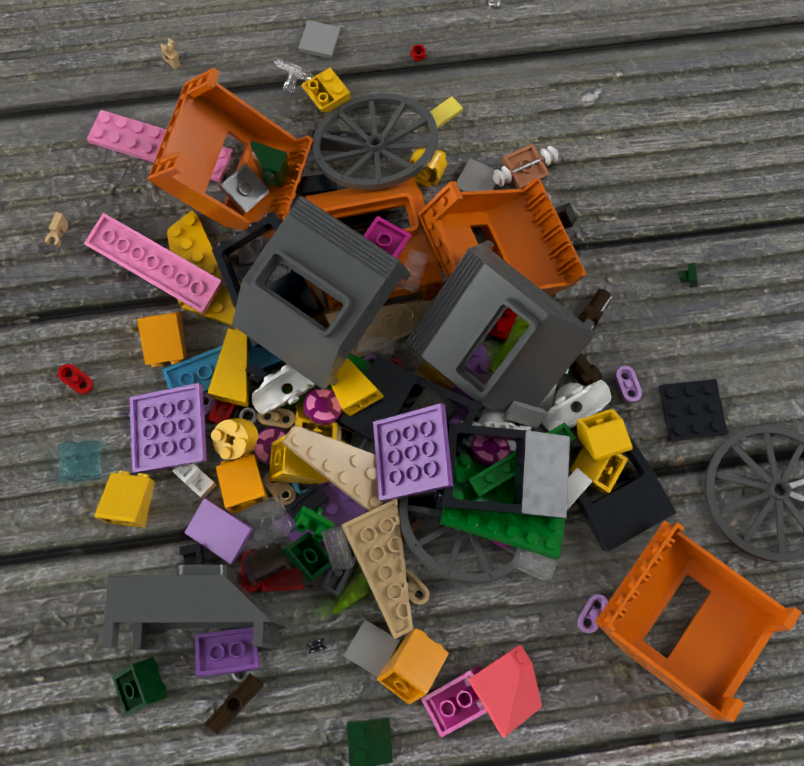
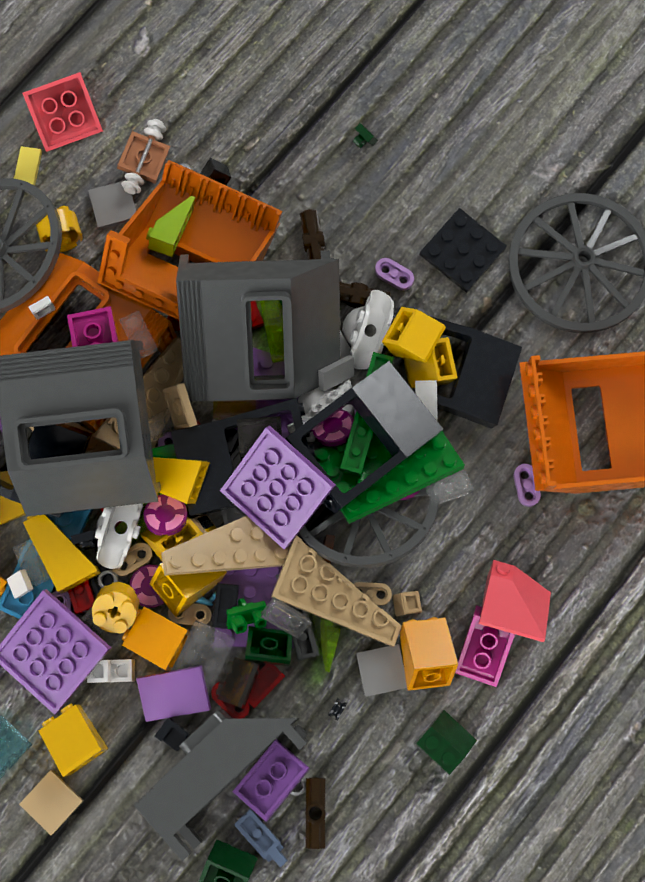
camera: 40 degrees left, 5 degrees up
(75, 528) = (51, 802): none -> tan tile
(183, 685) = (261, 837): none -> sand blue hinge
(190, 367) = (20, 583): none -> white tile
(208, 360) = (31, 561): none -> clear plate
(365, 198) = (42, 307): none -> white tile
(398, 343) = (179, 406): none -> tan tile
(432, 618) = (407, 603): none -> tan slope
(499, 95) = (62, 112): none -> coral slope
(500, 222) = (170, 227): none -> lime slope

